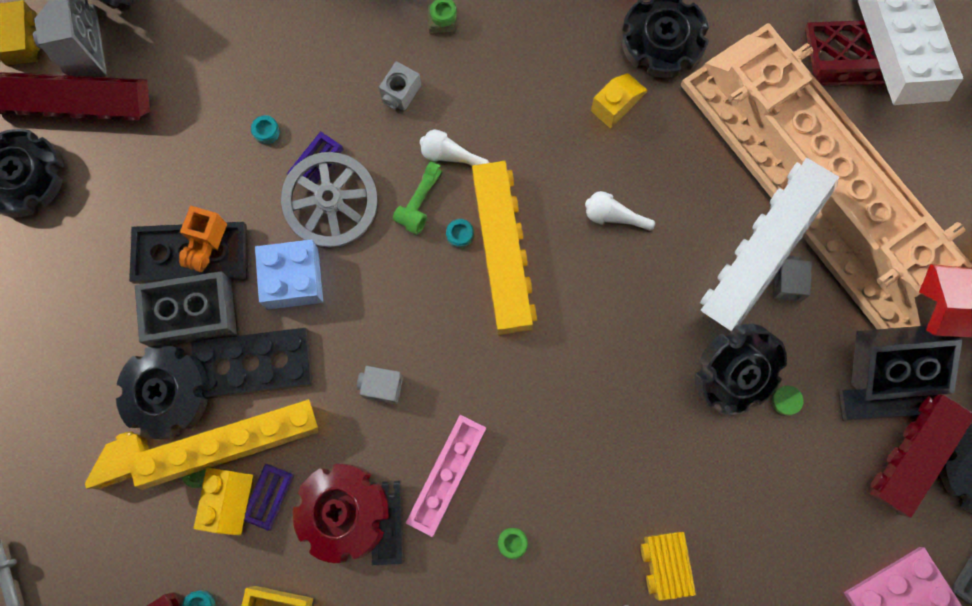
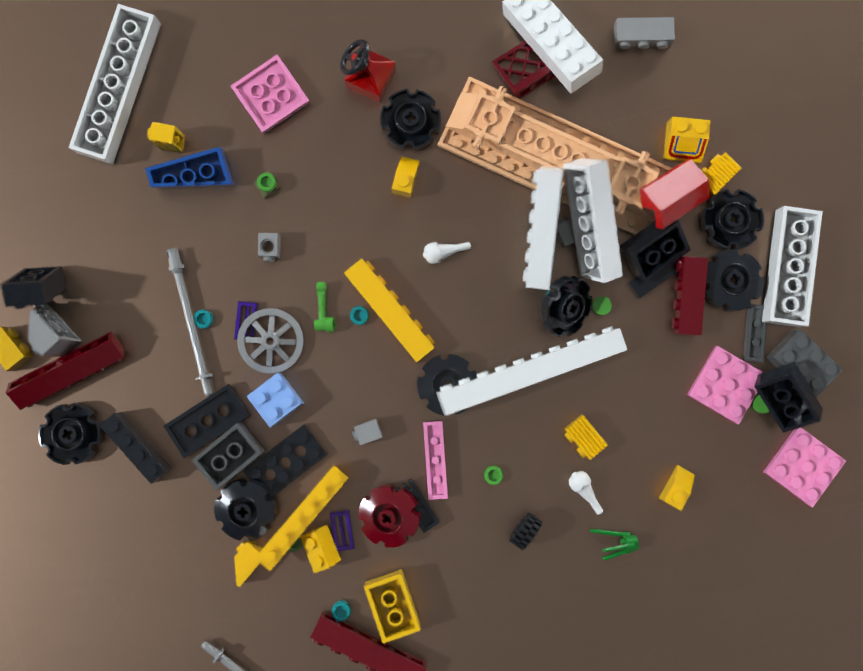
camera: 30 degrees left, 10 degrees up
(81, 234) = (135, 447): none -> black brick
(204, 232) = (211, 406): orange brick -> none
(272, 52) = (177, 269): none -> light grey bar
(438, 146) = (316, 270): white piece -> none
(500, 394) = (436, 373): none -> black piece
(646, 429) = (531, 371): none -> white brick
(843, 272) = (593, 219): none -> white brick

